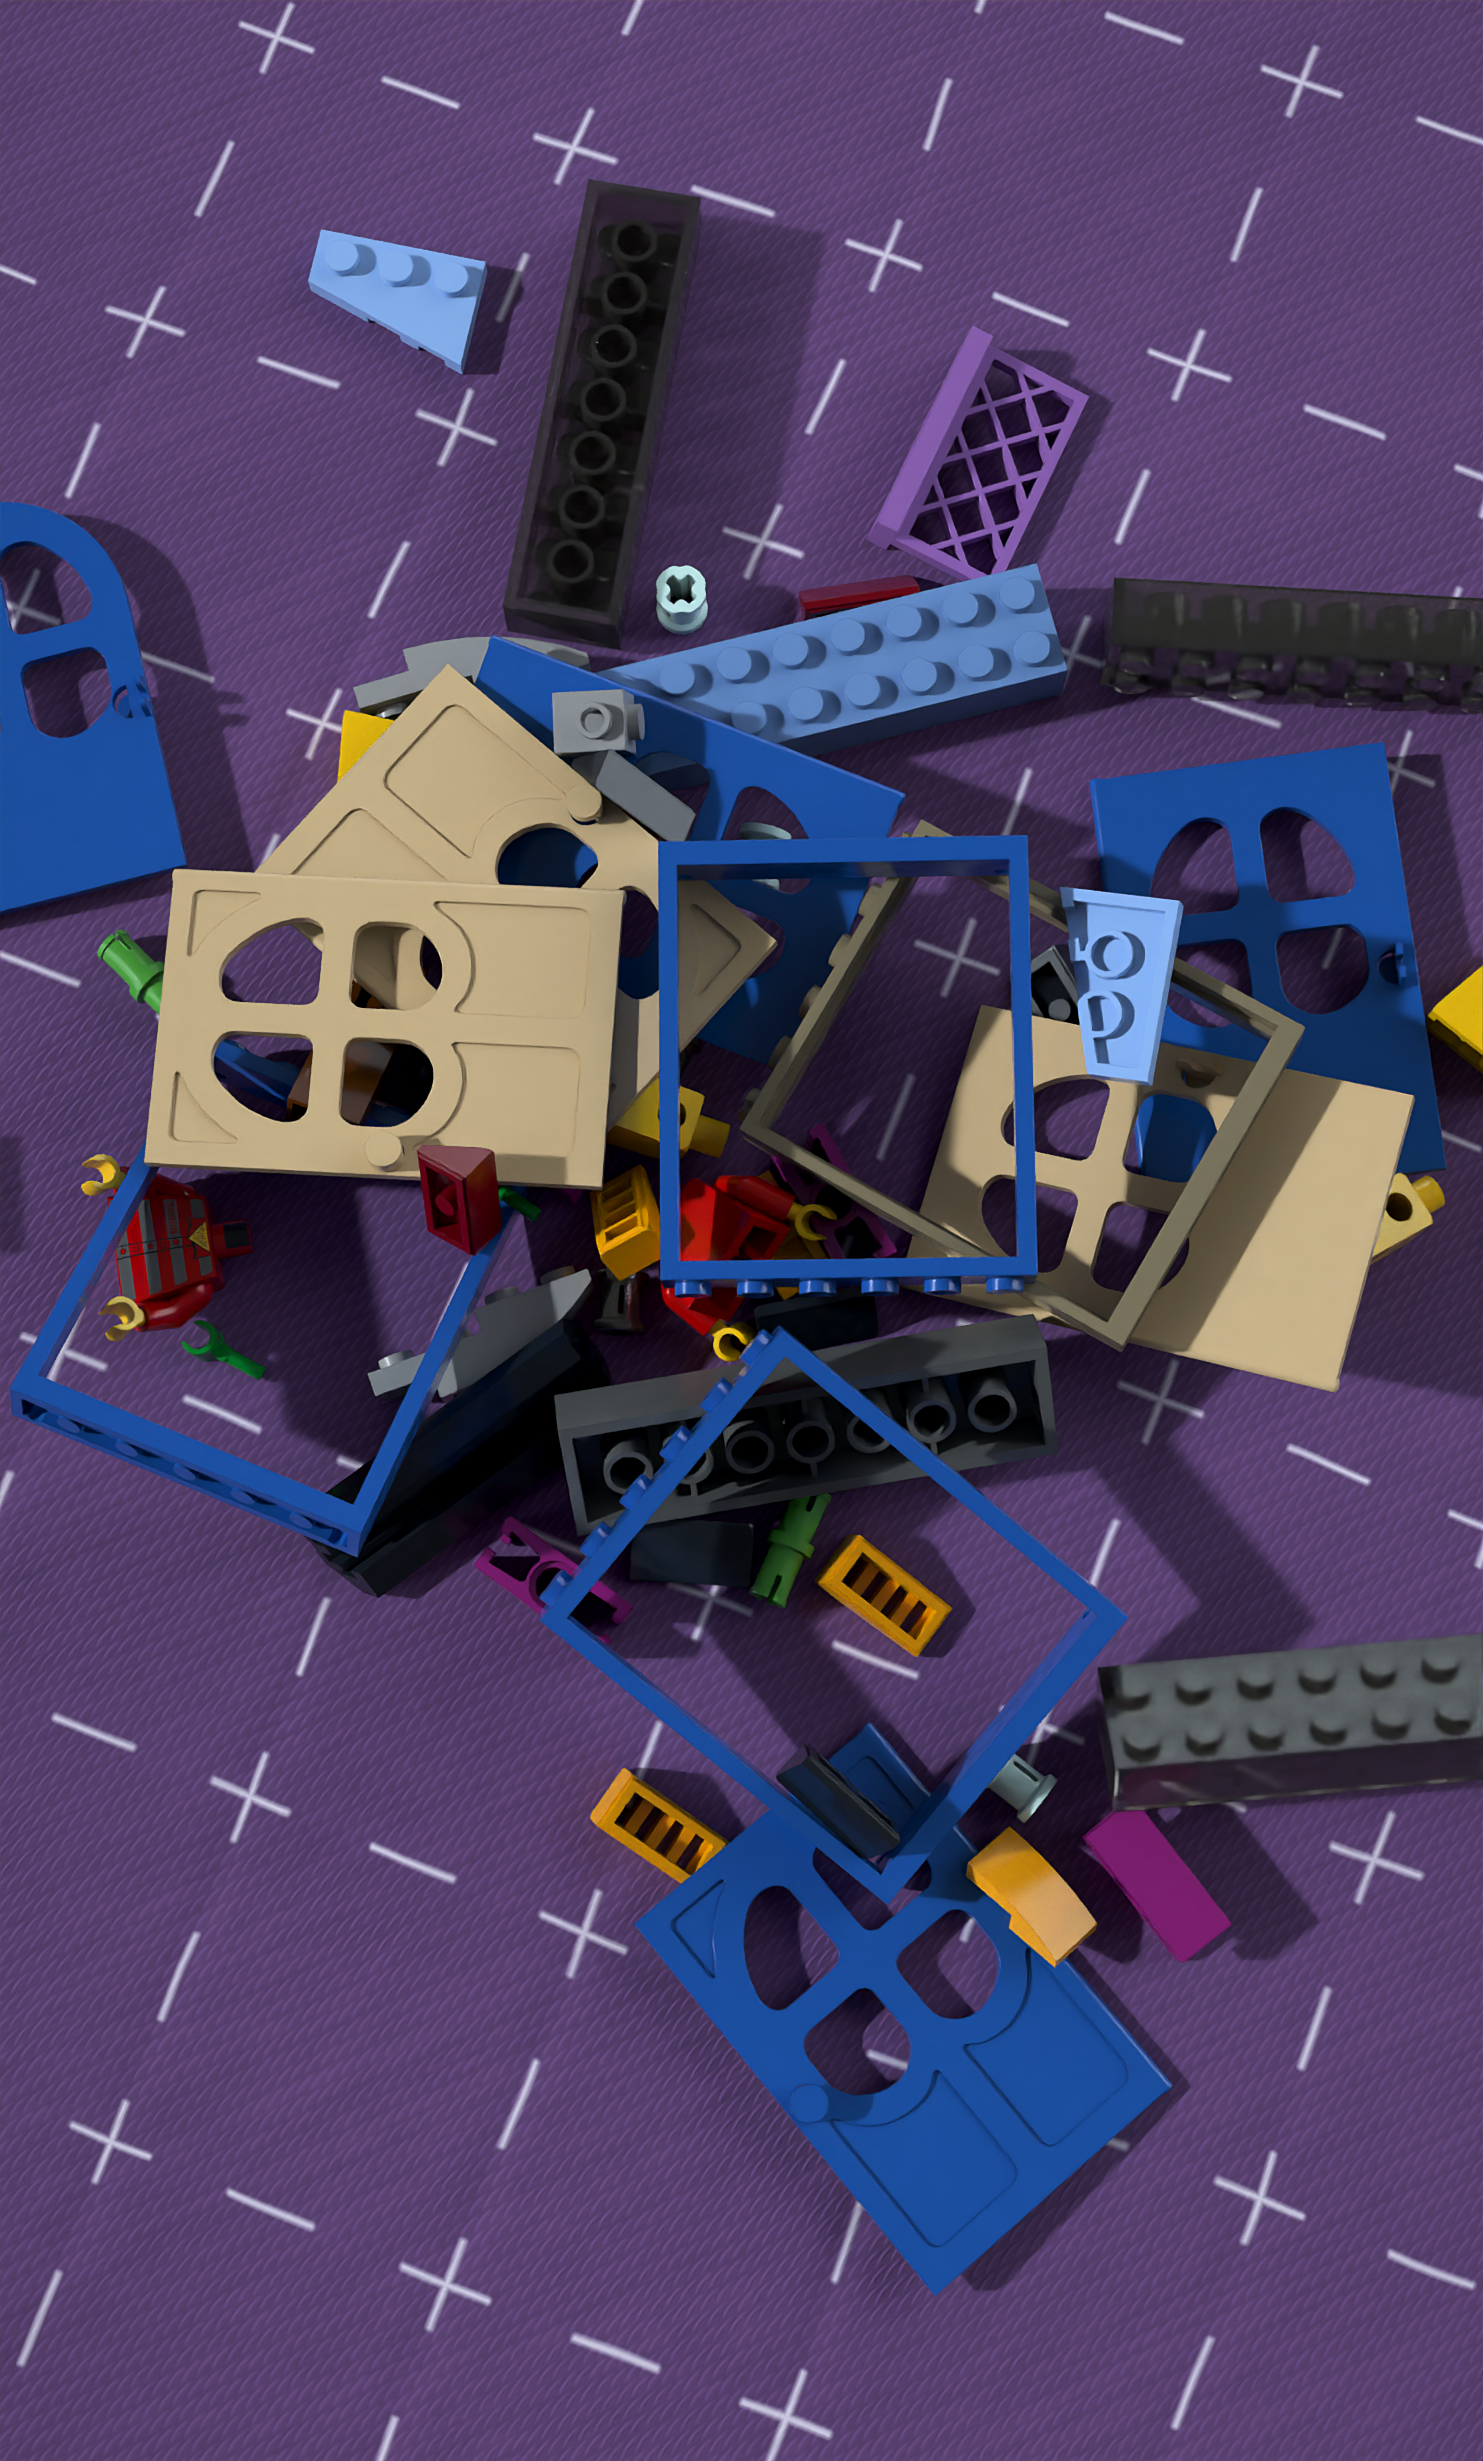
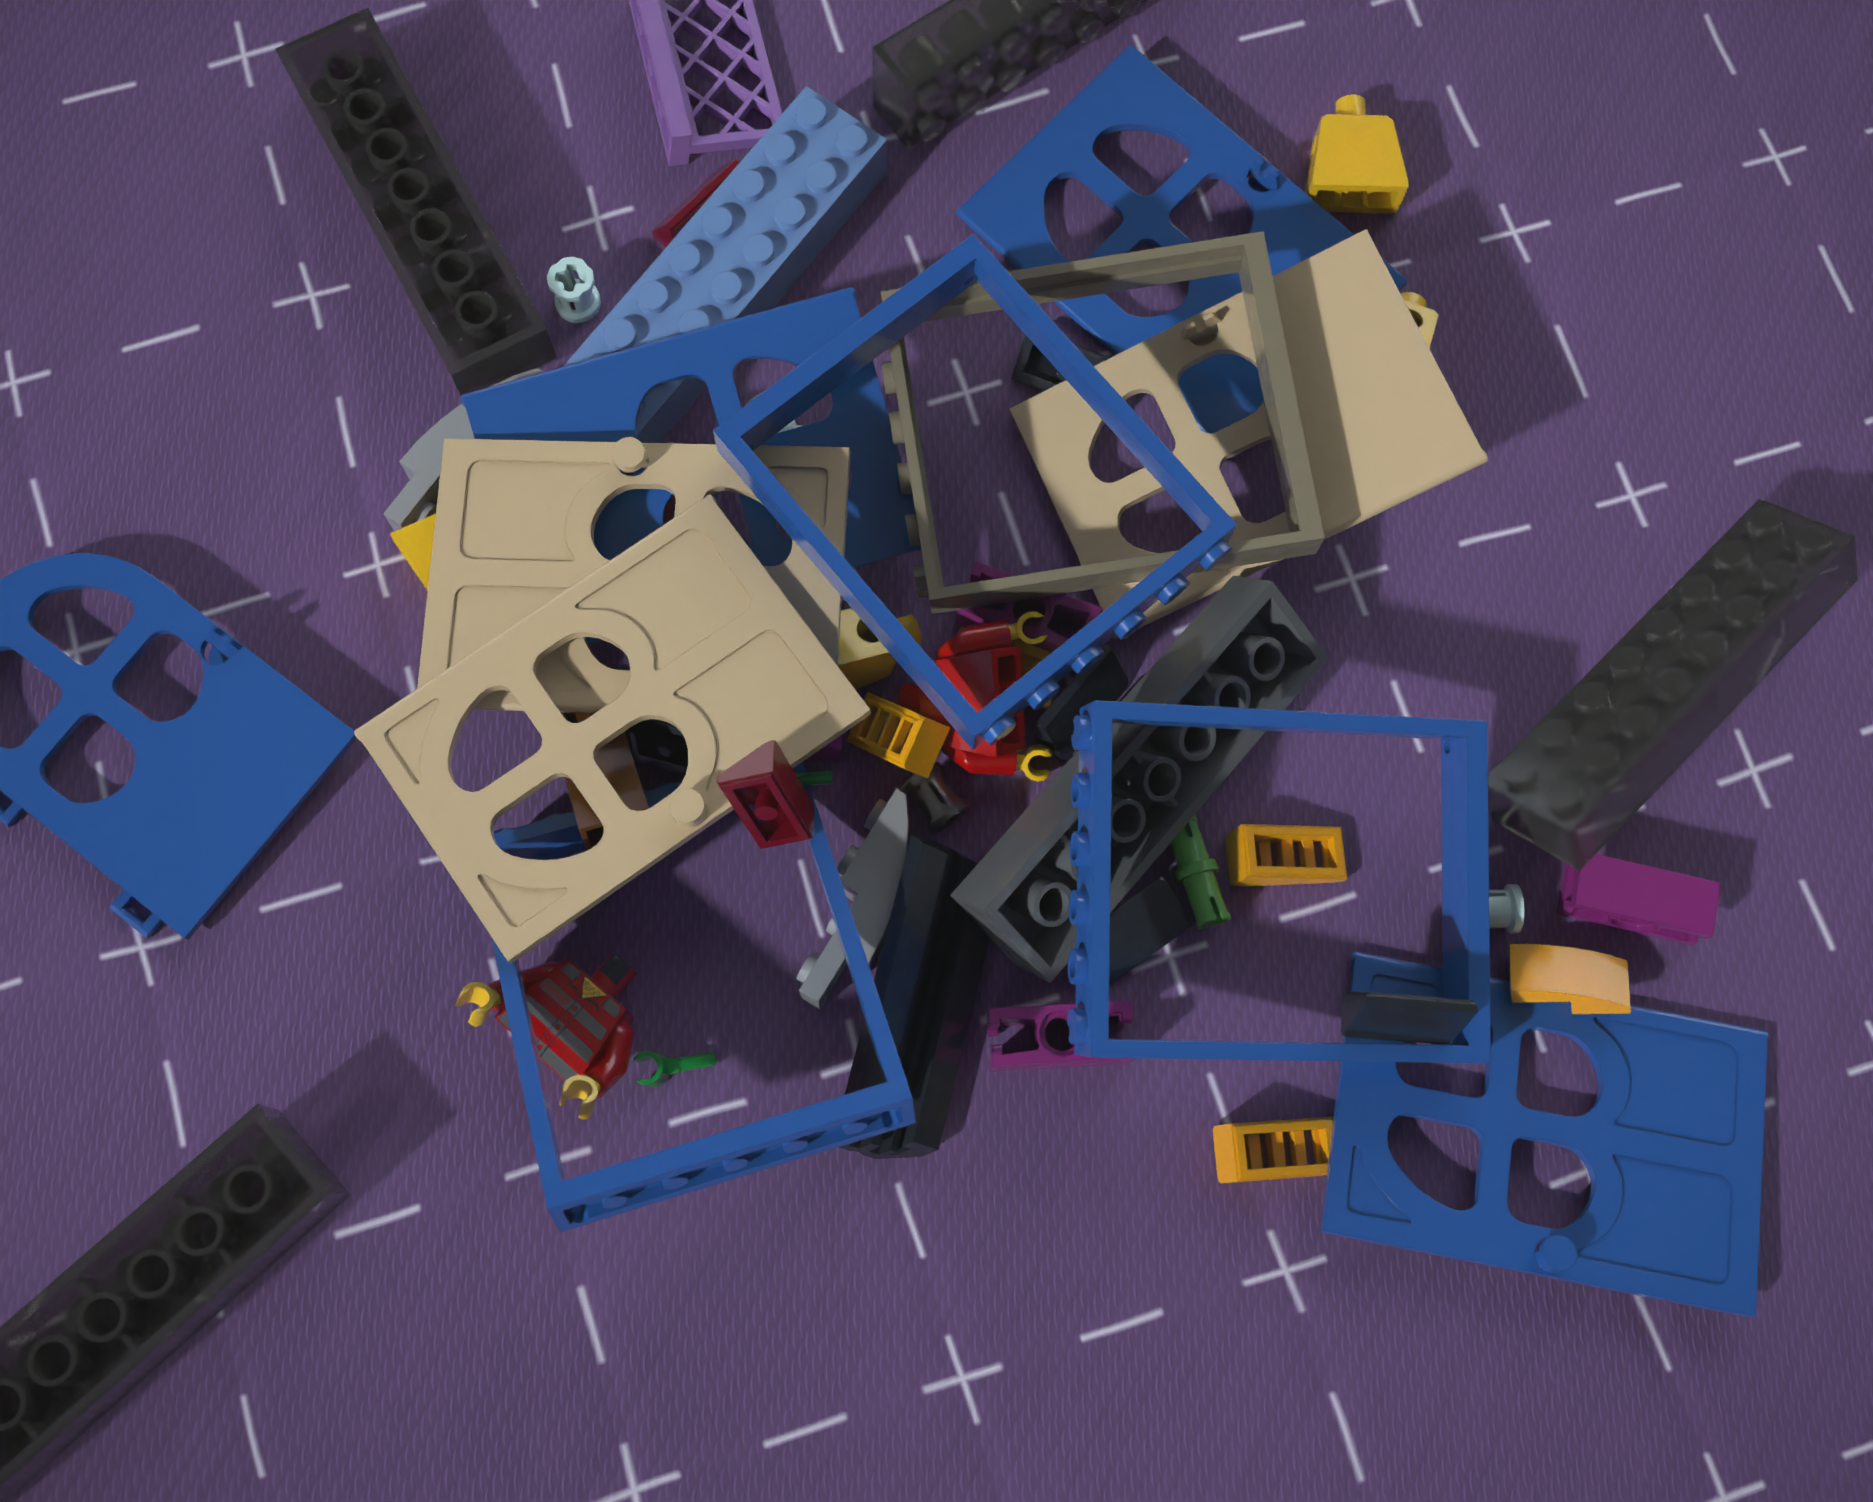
camera: 45 degrees left, 5 degrees down
(134, 967) = (392, 838): bright green pin -> none
(408, 290) = (195, 226): light blue wing -> none
(596, 722) = (592, 395): light grey brick -> none
(636, 794) = (657, 423): slope -> none
(1123, 977) = (1114, 288): light blue wing -> none

